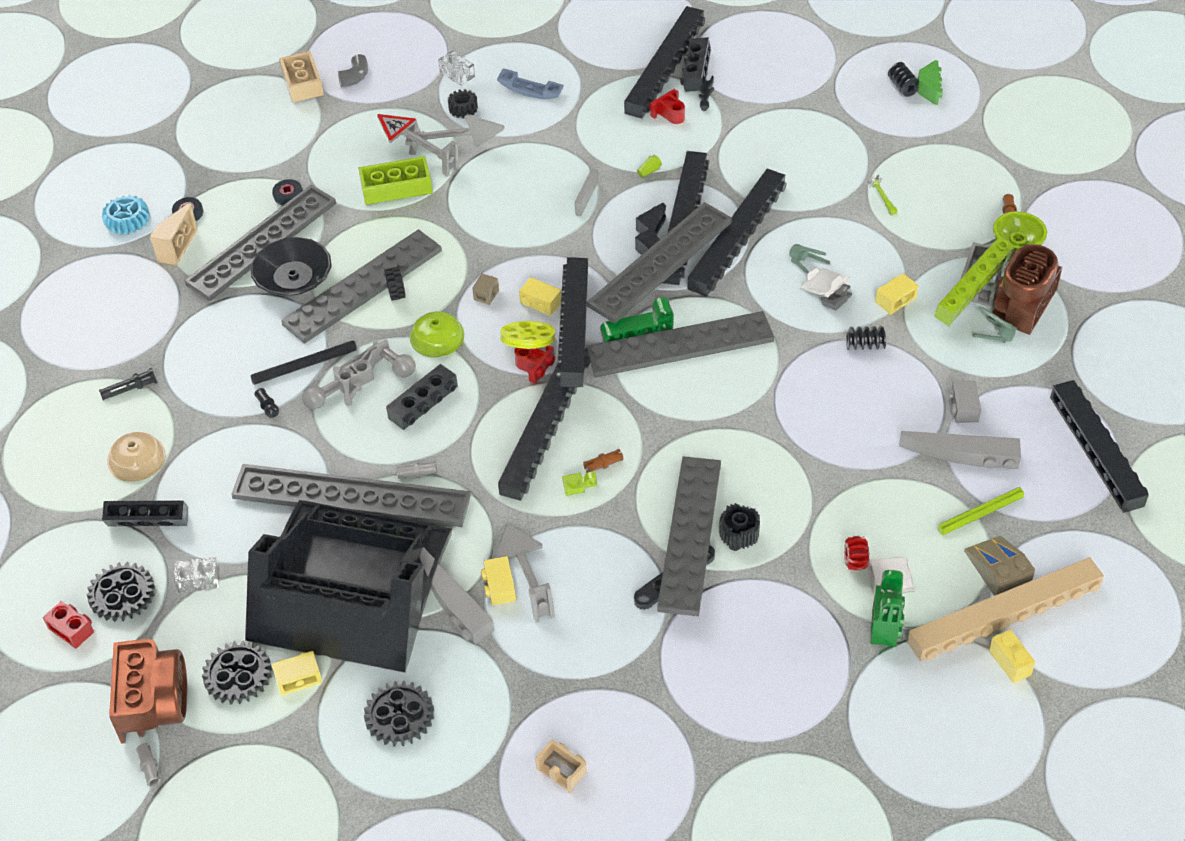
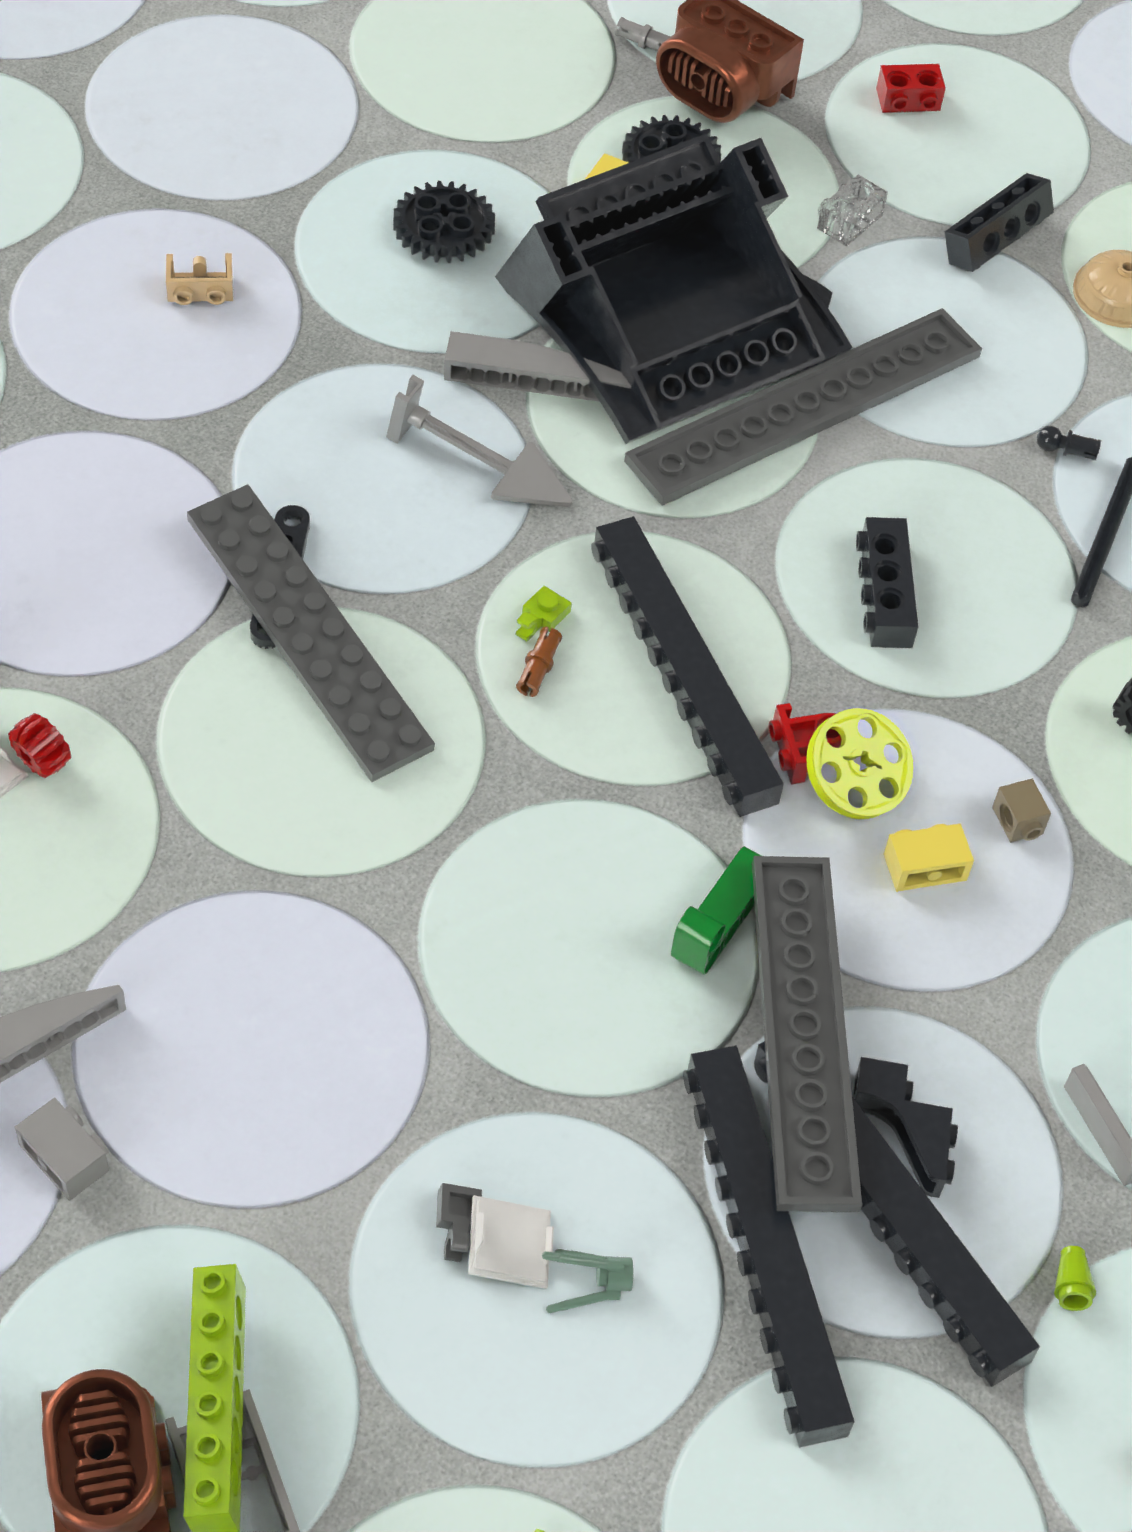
camera: 130 degrees right, 5 degrees up
(120, 591) = (928, 155): gear -> none
(358, 373) = (1014, 537): light grey piece -> none
(416, 470) = (767, 486): light grey pin -> none
(436, 334) = (997, 709): lime hat -> none
(499, 580) = (496, 419): light yellow brick -> none
(573, 323) = (816, 822): black brick -> none
(679, 344) = (624, 947): dark grey plate -> none
(739, 526) = (246, 679): black brick -> none
(864, 337) = (331, 1155): black piece -> none
(896, 293) = (359, 1307): light yellow brick -> none
(1006, 329) = (100, 1358): sand green plant -> none

